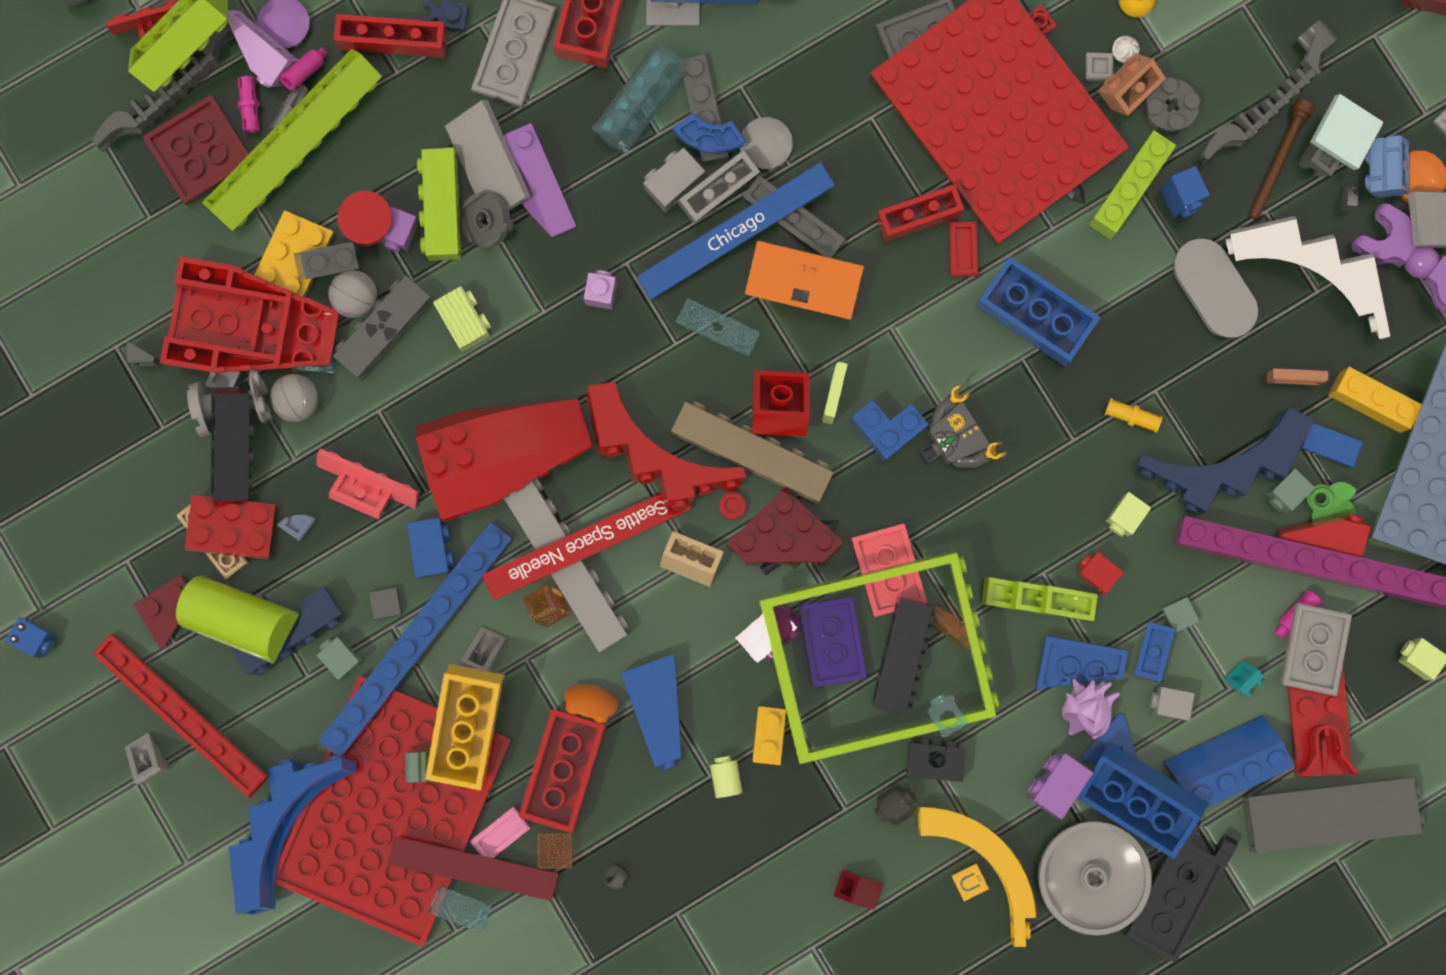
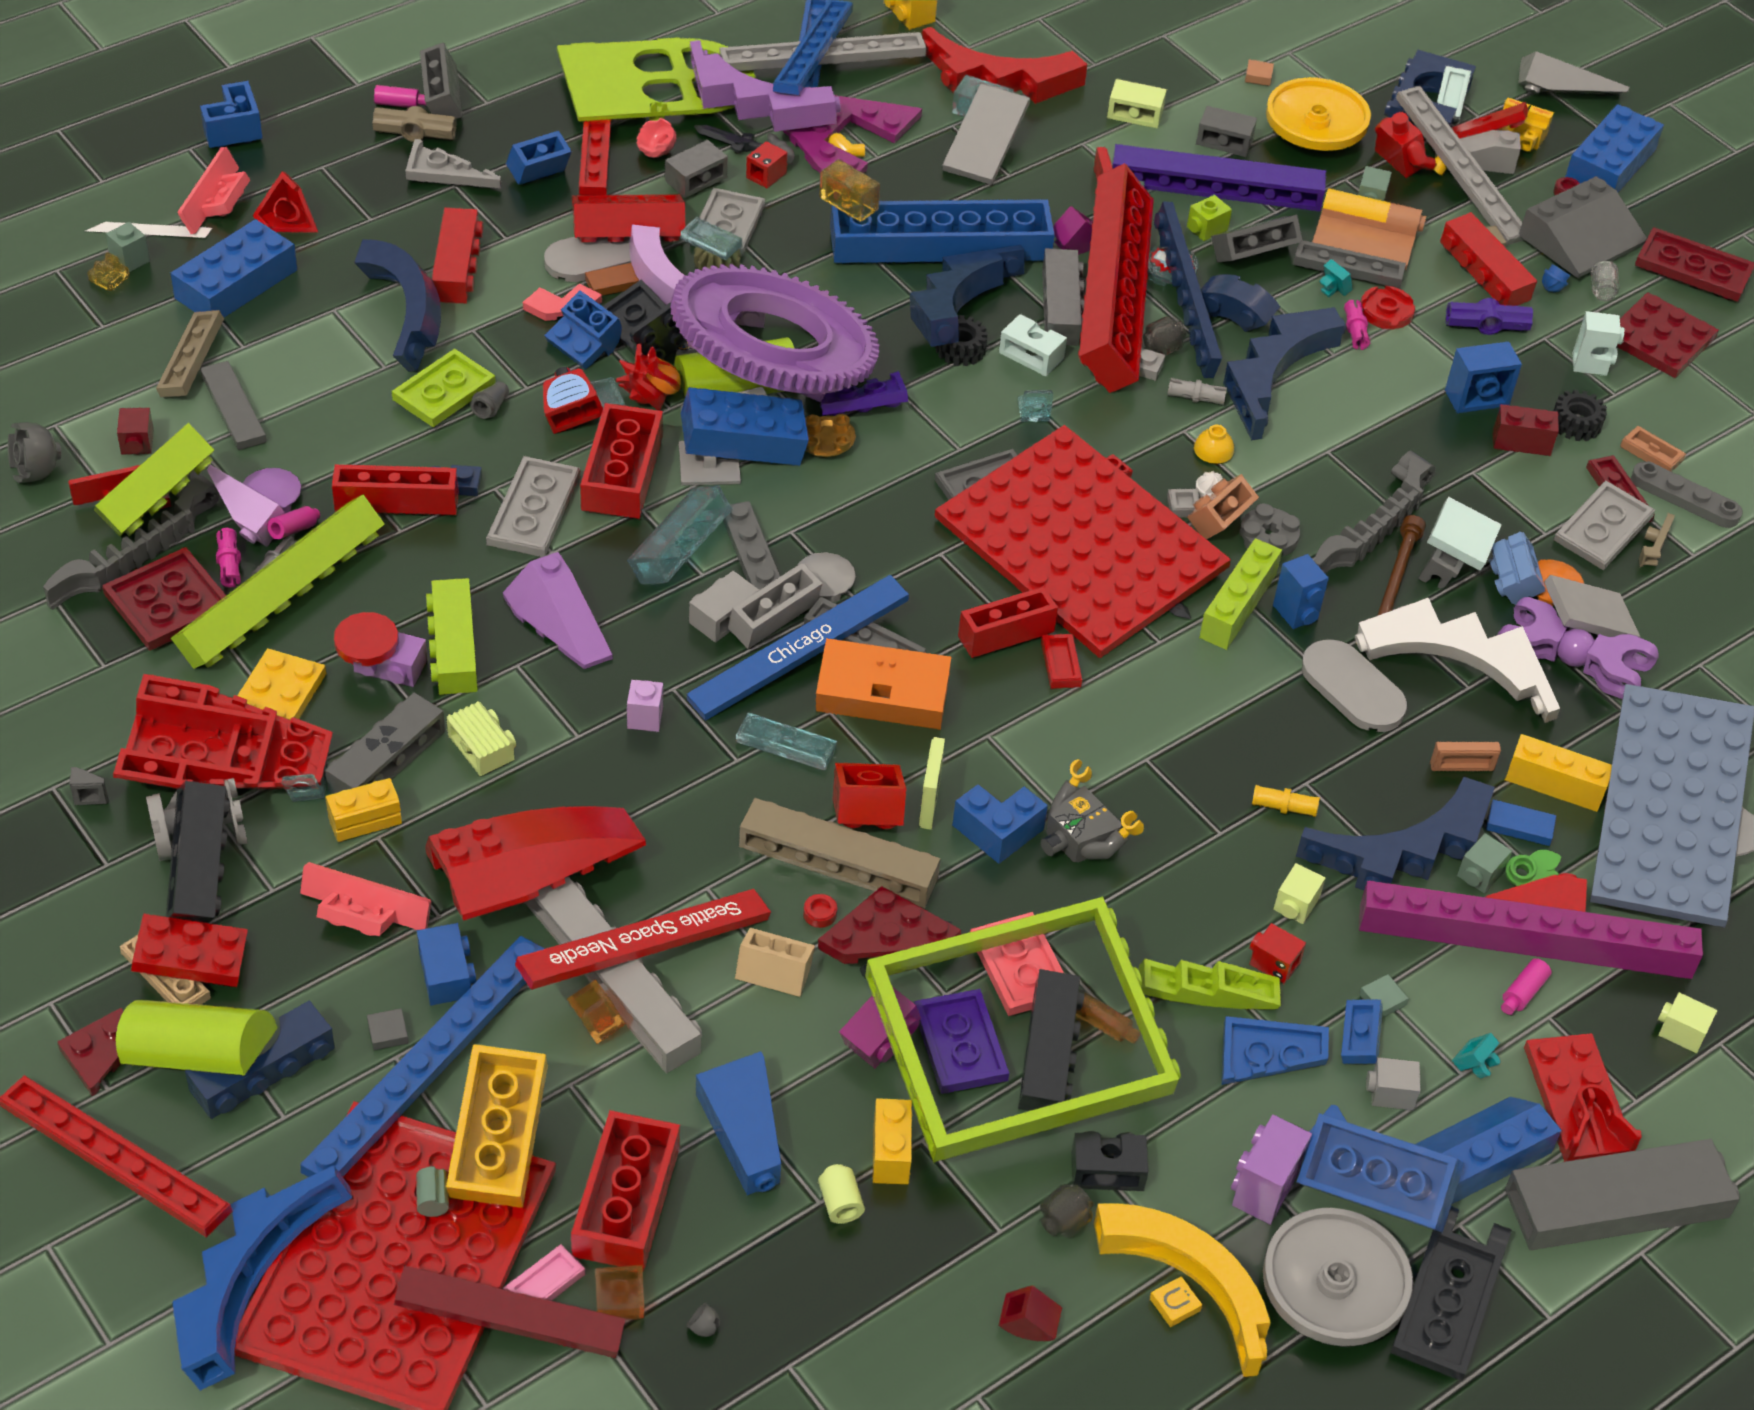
camera: 10 degrees left, 35 degrees down
(146, 759) = (65, 1217): light grey slope -> none
(294, 397) = (275, 814): light grey piece -> none
(297, 525) = (274, 954): sand blue tile -> none
(326, 260) = (318, 682): dark grey brick -> none
(339, 657) = (328, 1085): sand green brick -> none
(352, 293) = (349, 713): light grey piece -> none
(365, 392) = (363, 809): none -> yellow brick
(459, 909) = (492, 1365): clear light blue tile -> none
(487, 155) = (508, 593): light grey tile -> none
(498, 219) = (517, 654): dark grey plate -> none
(590, 702) = (649, 1106): orange dish -> none
(646, 461) = (713, 858): red arch -> none
(709, 137) = (758, 563): blue tile -> none
(941, 705) = (1108, 1064): clear light blue bracket -> none
(1038, 311) = (1156, 703): blue brick -> none
(1089, 708) = (1292, 1088): lavender hair -> none
(1316, 649) = (1555, 1012): light grey tile -> none
(1348, 198) = (1481, 601): flat silver tile -> none

